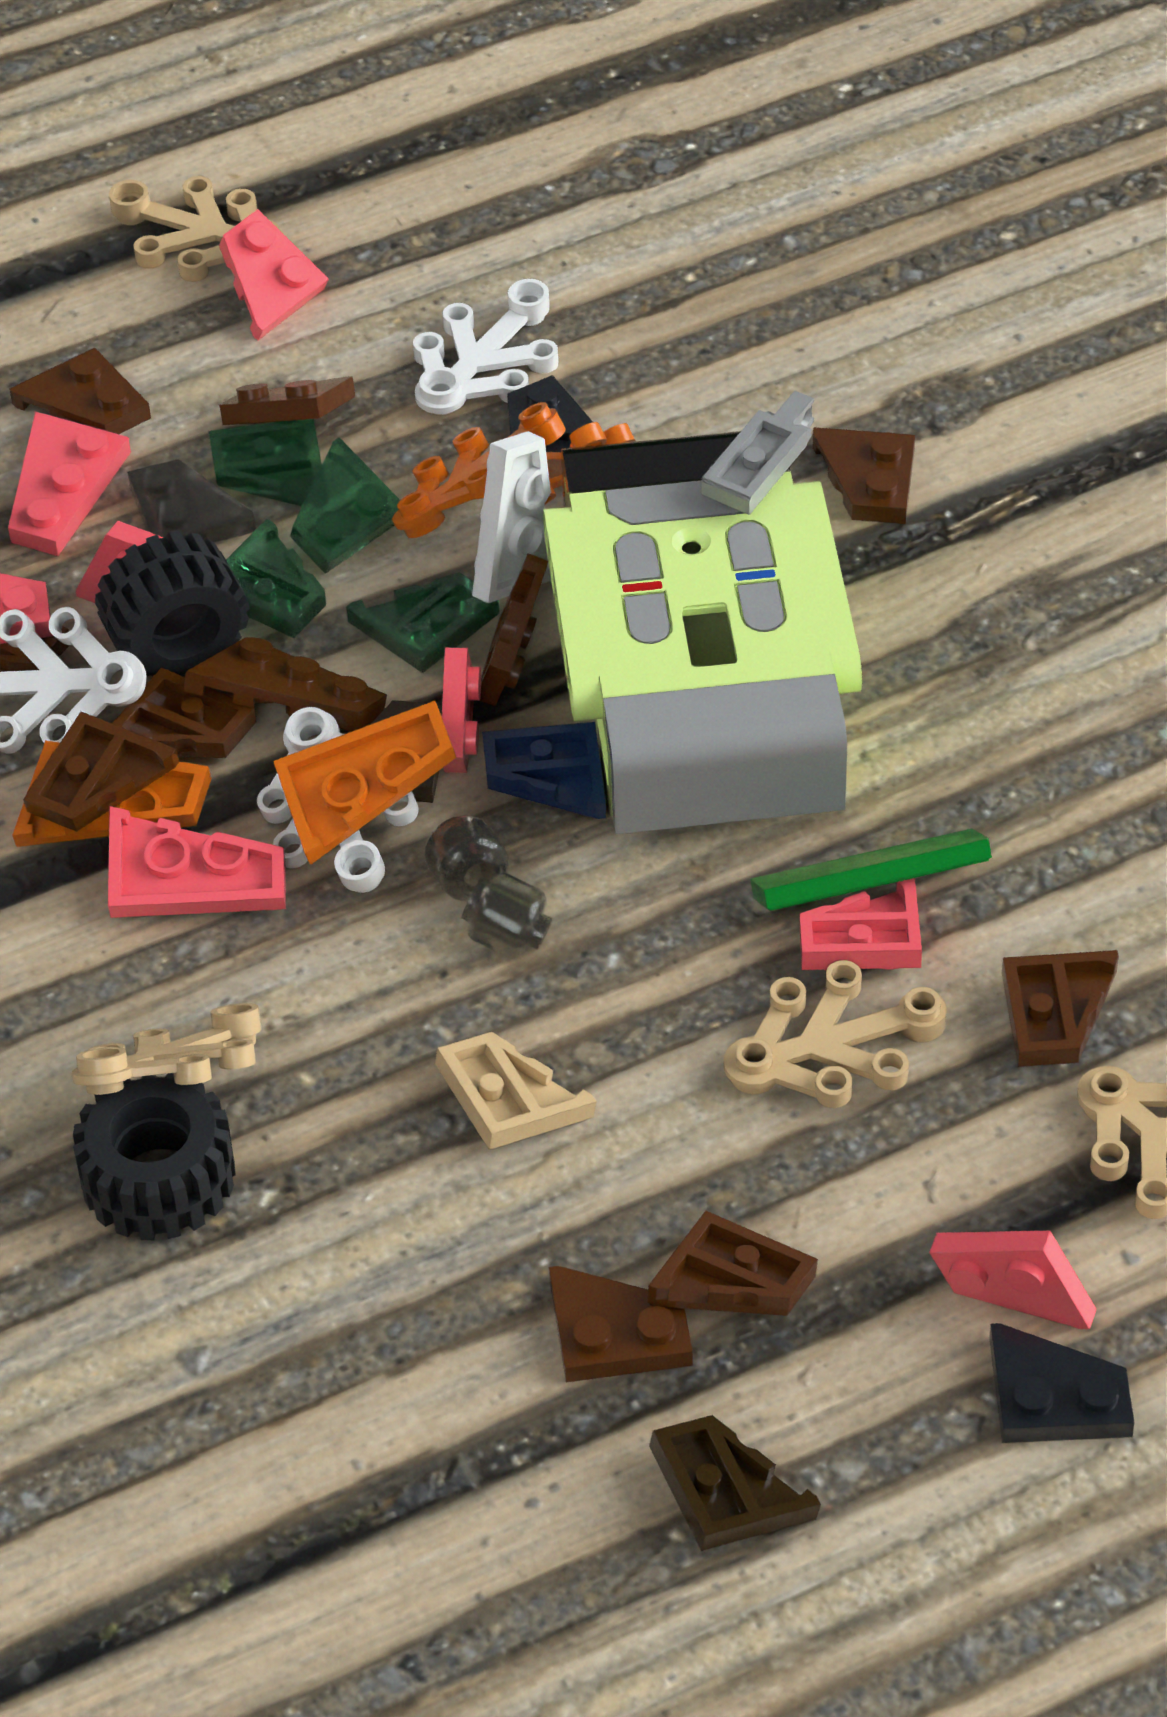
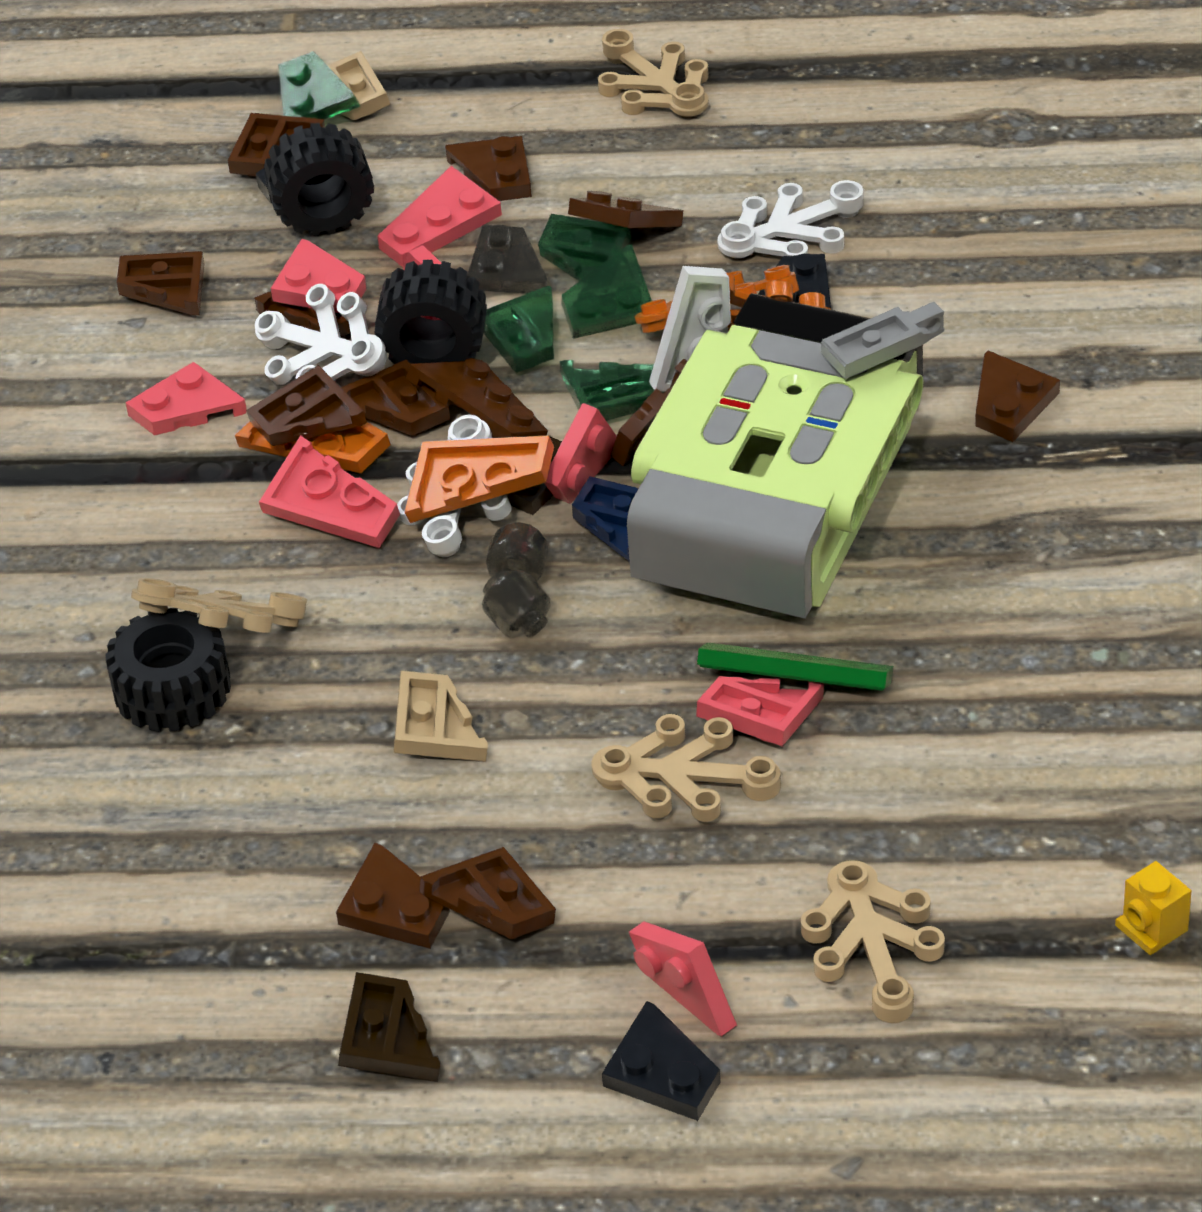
camera: 30 degrees right, 5 degrees down
(269, 272) = (674, 121): coral wing -> none
(1055, 1003) = (861, 806): reddish brown wing -> none

